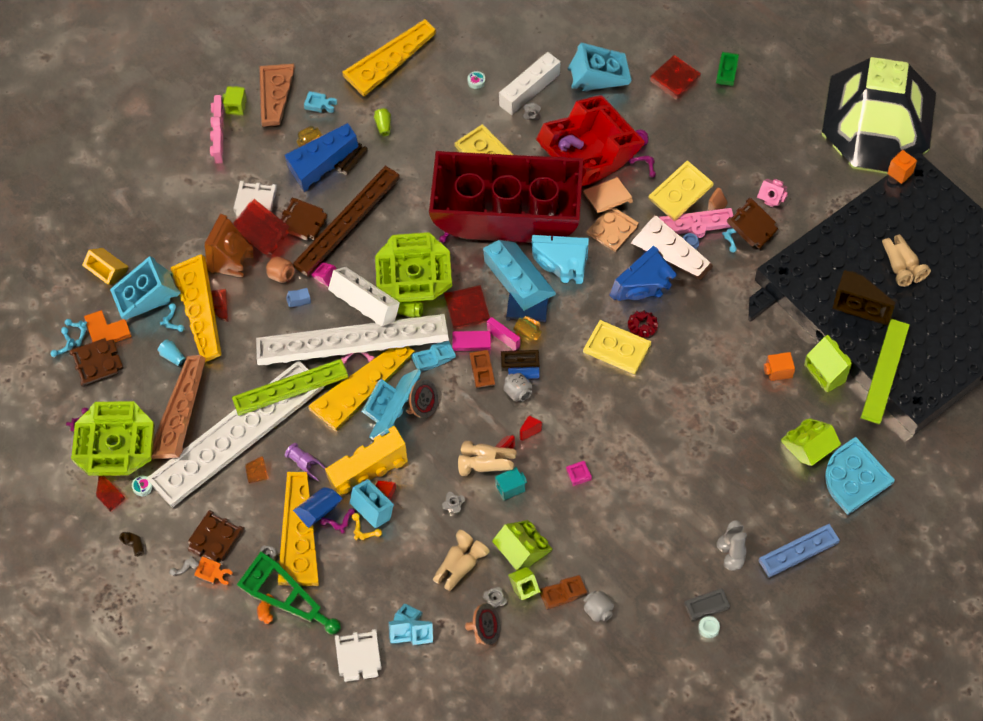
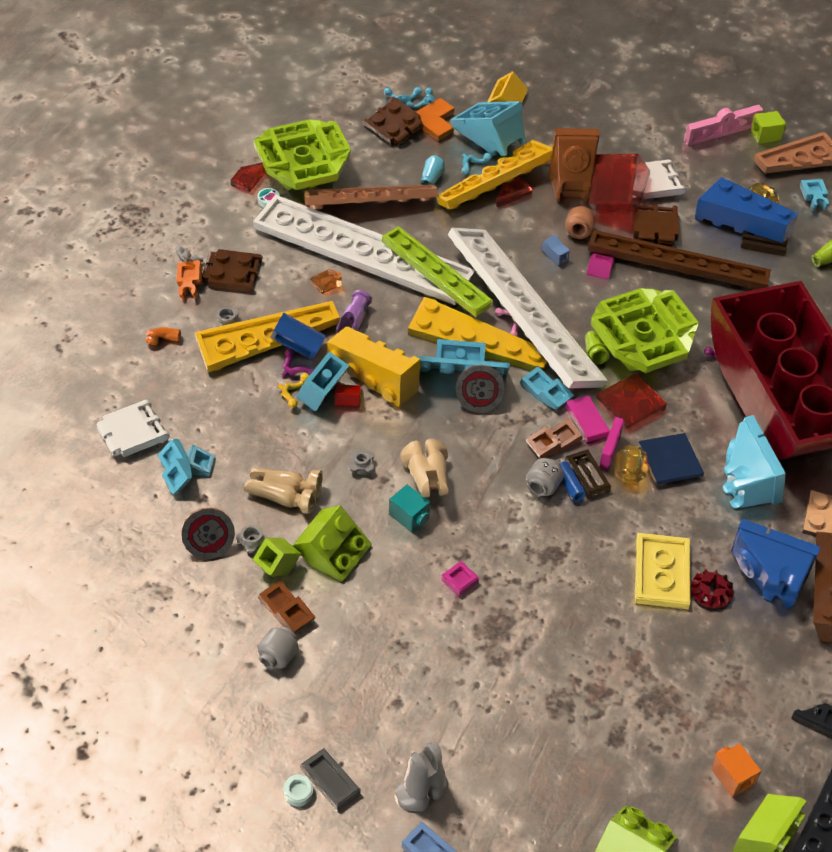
camera: 65 degrees right, 10 degrees down
(133, 541) = (202, 211): dark brown arm -> none
(259, 573) = (189, 308): green plate -> none
(363, 296) = (583, 296): white brick -> none
(507, 442) = (460, 491): red slope -> none
(517, 273) = (702, 432): medium azure slope -> none
(530, 427) = (493, 505): red slope -> none

